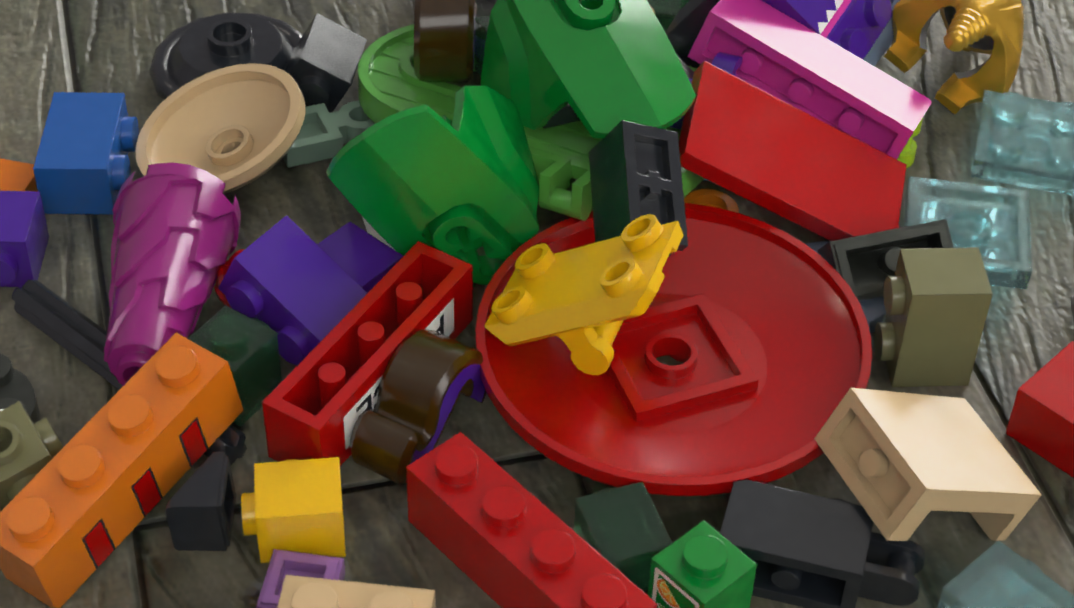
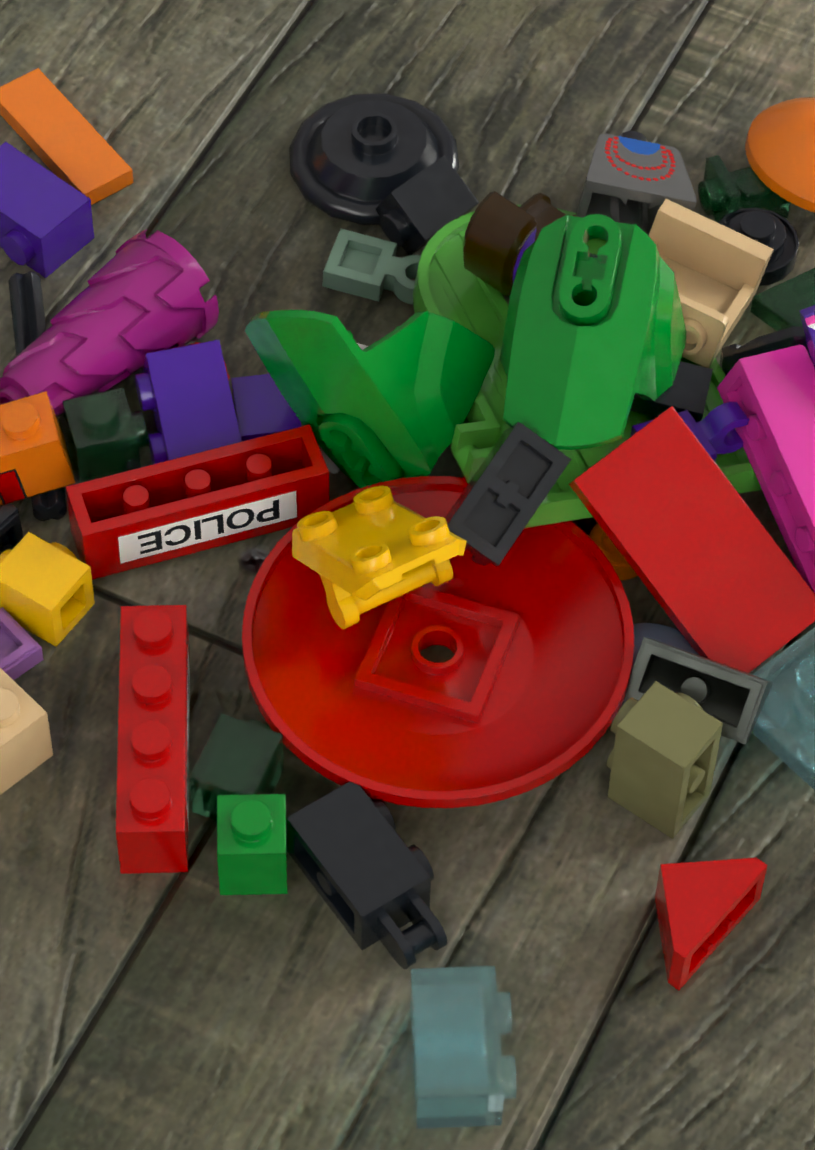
camera: 40 degrees right, 10 degrees up
(84, 152) = (171, 176): blue brick -> none
(226, 123) = (278, 223): tan dish -> none
(415, 402) = (198, 555): dark brown animal -> none
(924, 456) = (512, 868): tan panel -> none

